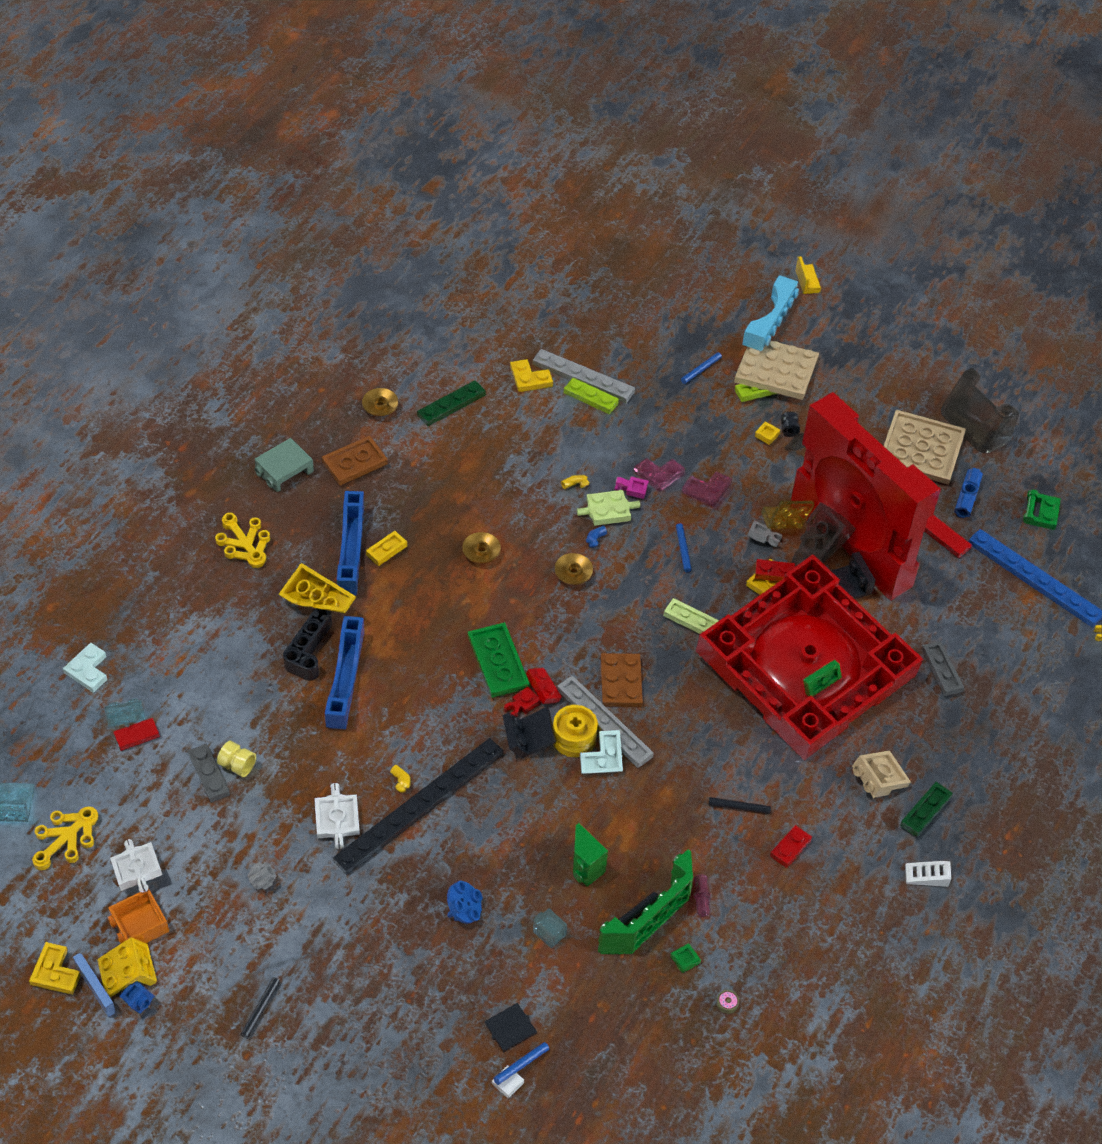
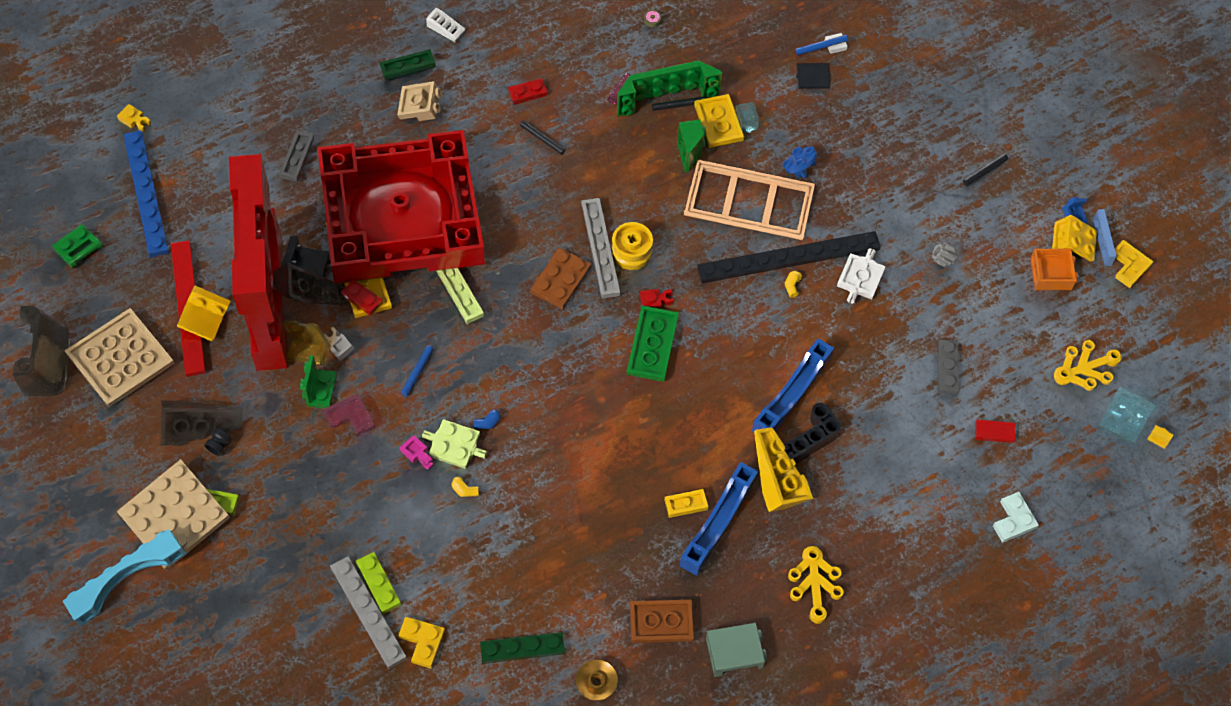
camera: 150 degrees left, 10 degrees up
(124, 713) = (1007, 454): clear light blue hips -> none
(136, 866) = (1040, 308): white plate -> none
(237, 759) = (920, 357): light yellow wheel -> none
(481, 547) = (600, 449): pearl gold dish -> none
(482, 878) = (736, 173): none -> light nougat door
(529, 733) = (669, 262): black bracket -> none
(543, 685) = (629, 301): red plate -> none
(573, 563) = (531, 385): pearl gold dish -> none
(578, 910) = (719, 120): none -> yellow plate
(609, 757) = (621, 214): light aqua plate -> none
(659, 477) = (381, 453): clear pink plate -> none
(685, 958) = (660, 58): green tile -> none
(701, 368) = (244, 559): blue bar -> none
(753, 494) = (317, 385): none -> green bracket
(767, 433) = (246, 445): yellow plate -> none
(807, 277) = (40, 616): yellow panel -> none
(822, 678) = (417, 176): green plate -> none
(968, 493) = (116, 294): blue piece -> none

